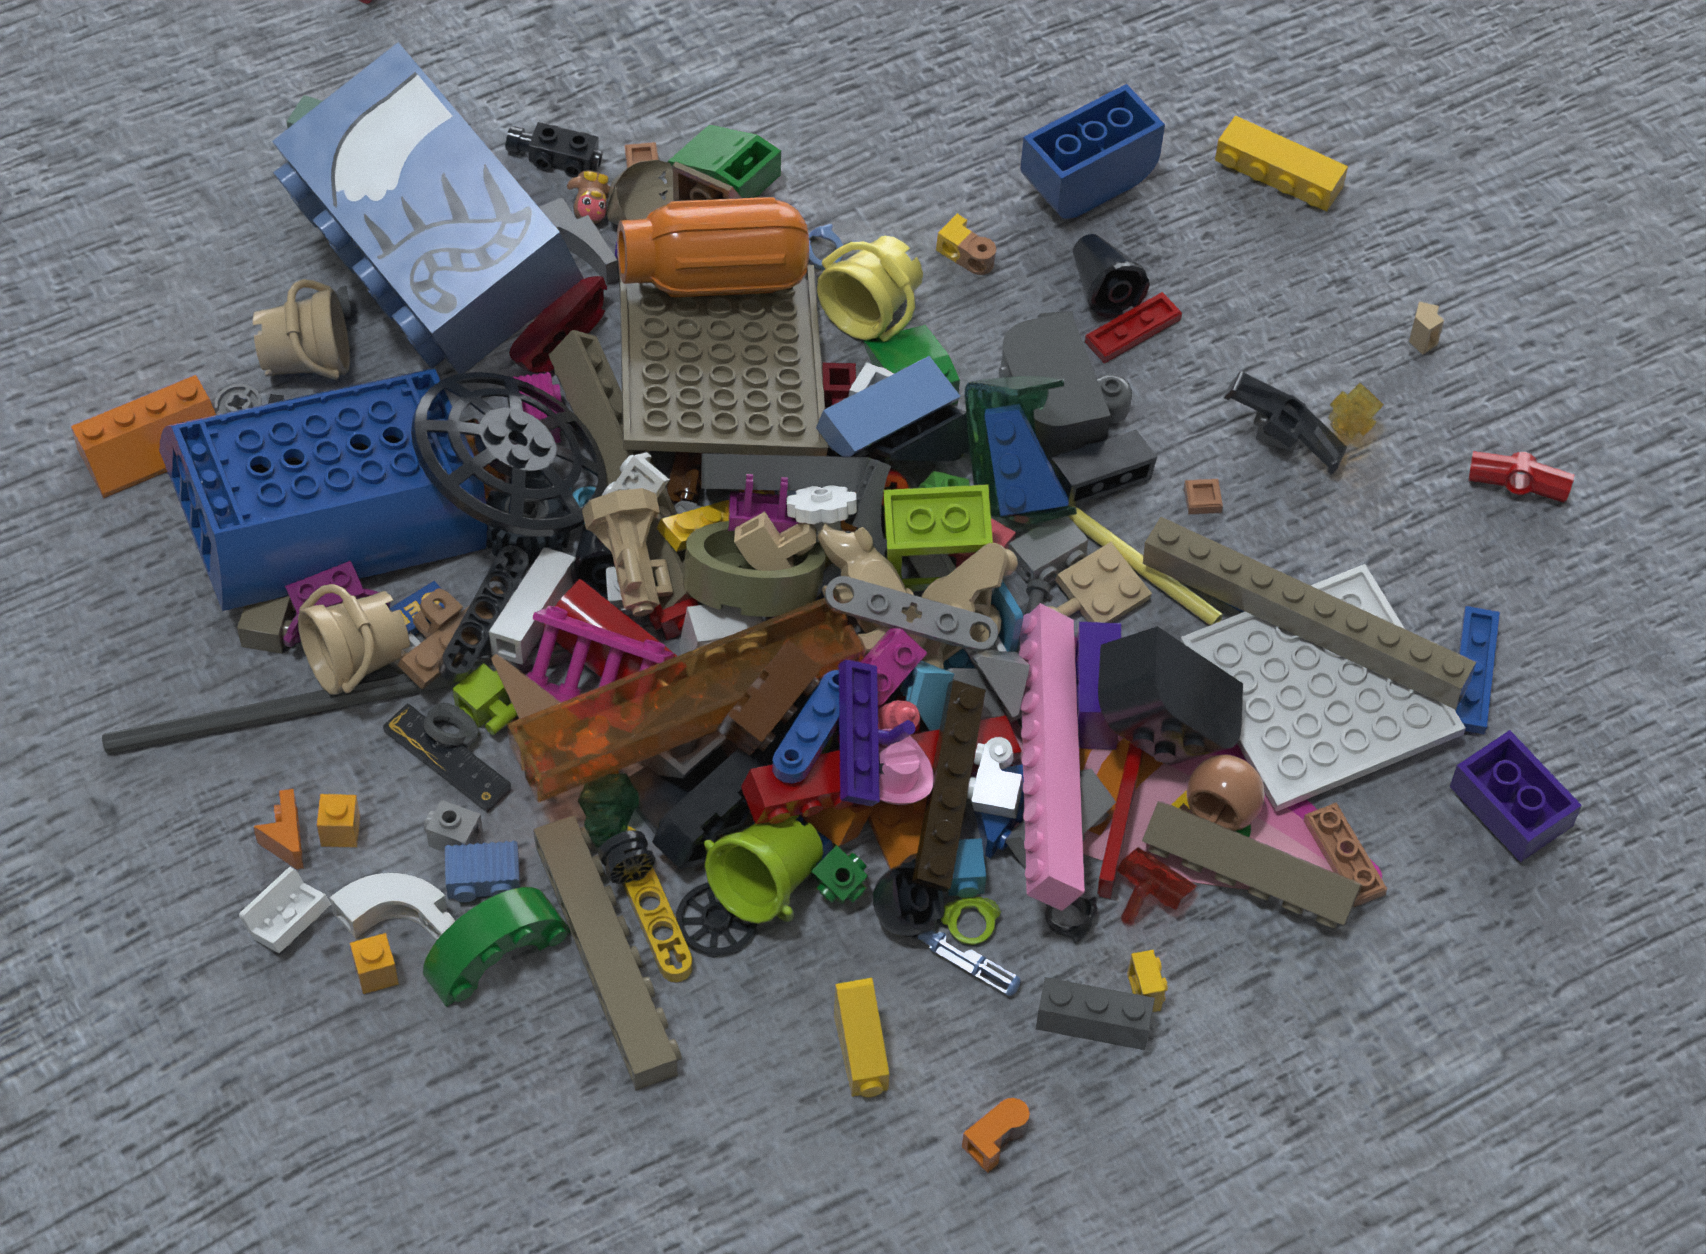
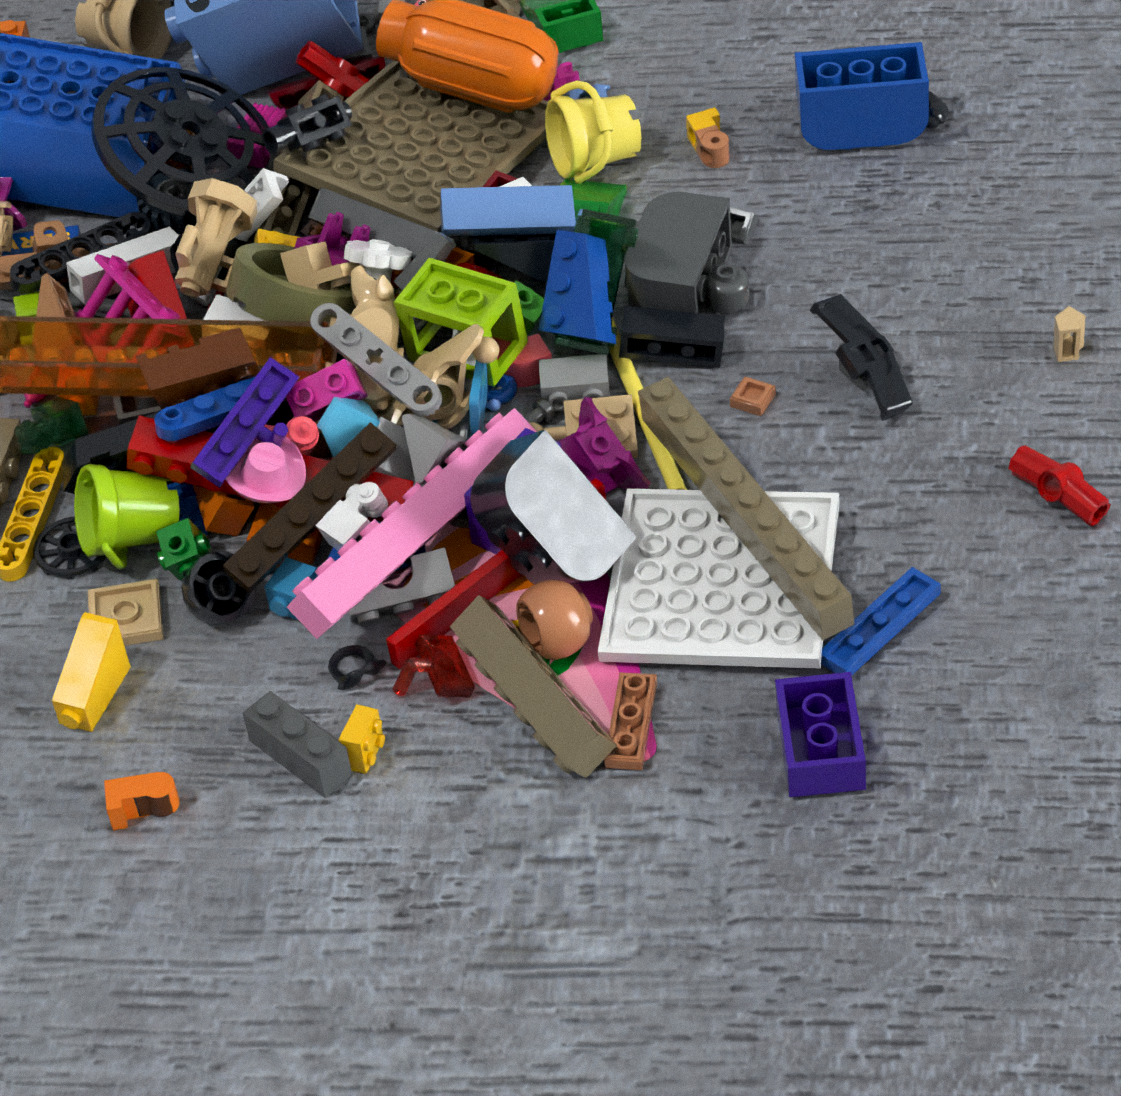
camera: 40 degrees right, 10 degrees down
(579, 315) = (332, 71): none -> red piece
(625, 855) = (27, 459): black wheel -> none
(638, 391) = (307, 126): none -> black brick
(822, 959) = (134, 607): none -> tan tile
(969, 961) = (237, 663): piece -> none
(985, 907) = (253, 622): lime piece -> none
(1109, 276) = (805, 200): black cone -> none
(1133, 327) = (804, 248): red tile -> none
(1133, 606) = (600, 453): none -> magenta piece
(1281, 163) = (1045, 167): yellow brick -> none
(1354, 412) = (939, 375): clear yellow brick -> none

